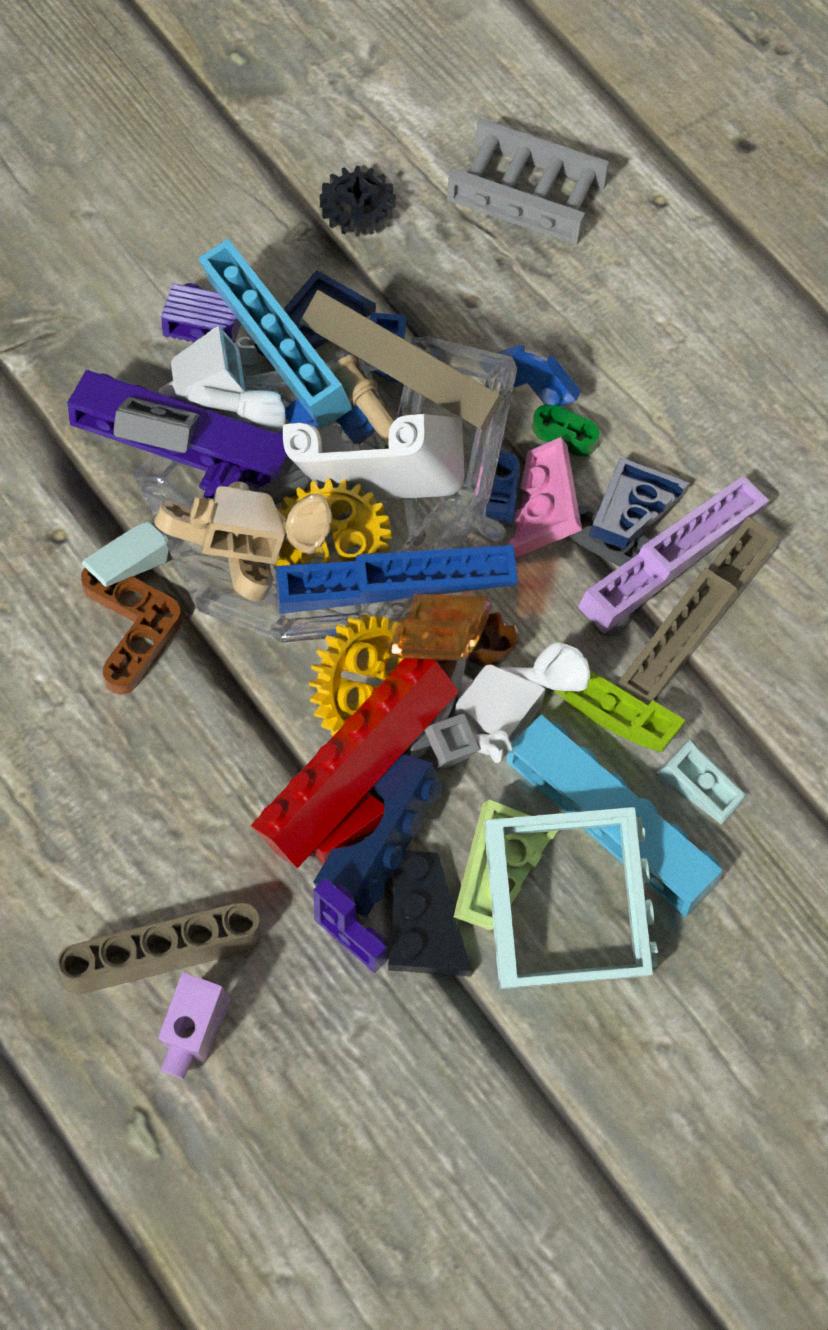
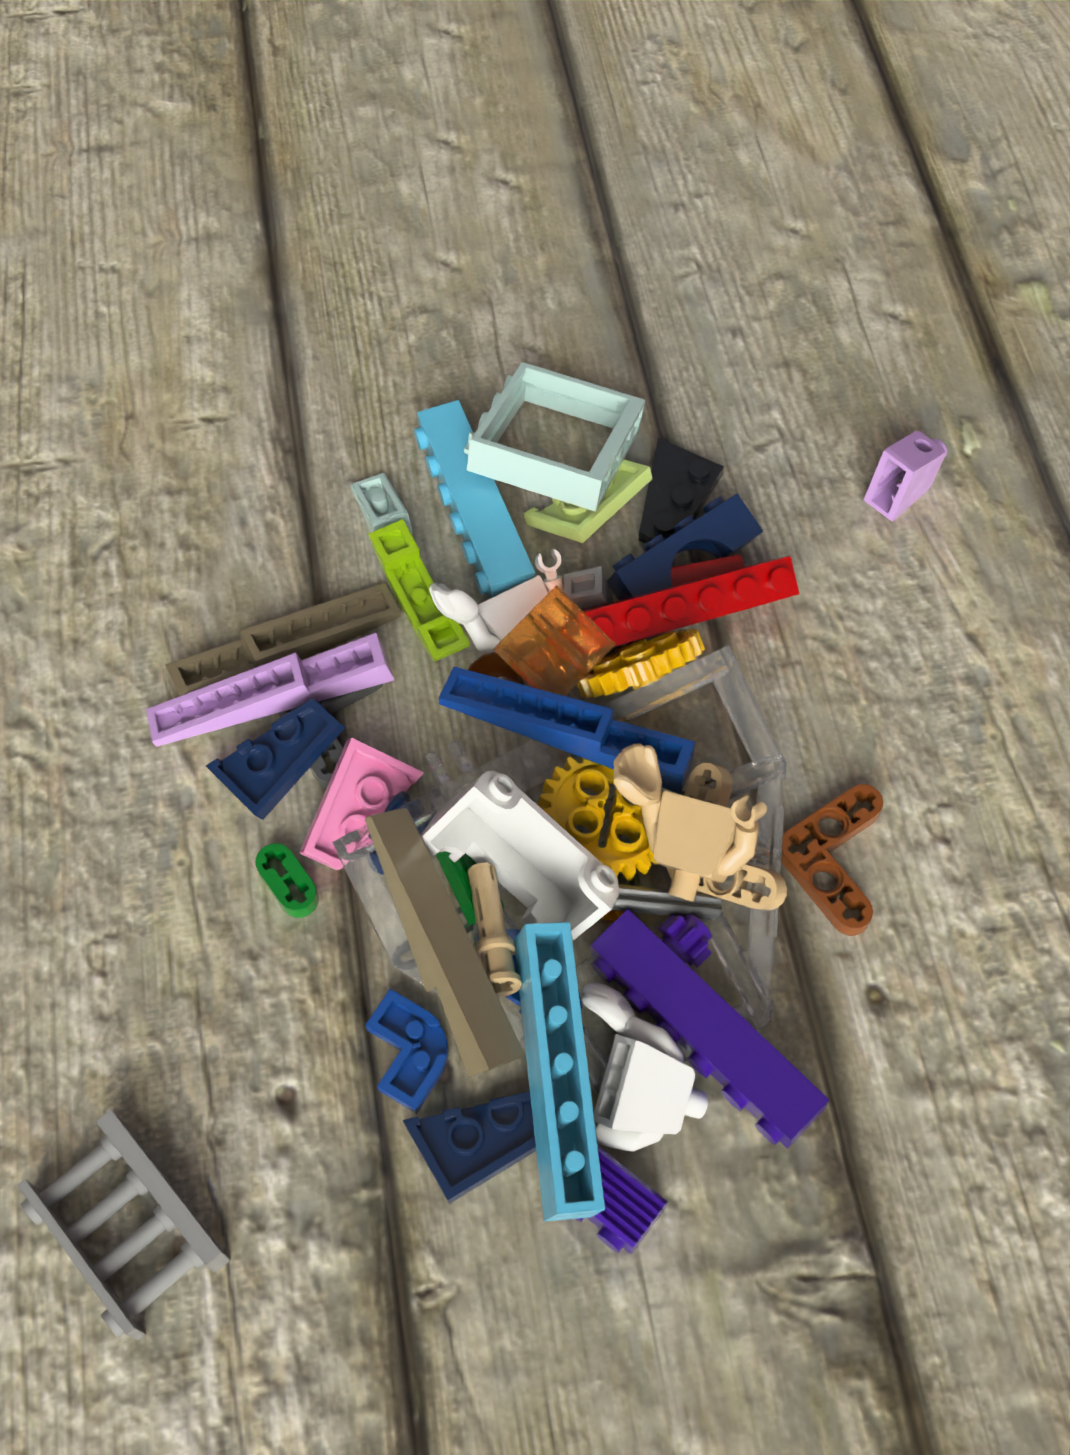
camera: 150 degrees left, 0 degrees up
(128, 555) = (819, 913): light aqua slope -> none
(139, 941) = (914, 544): dark tan beam -> none
(155, 424) = (737, 1021): slope -> none
(337, 915) = (752, 486): dark purple plate -> none
(374, 197) = (326, 1280): black gear -> none
(544, 377) = (310, 956): blue plate -> none

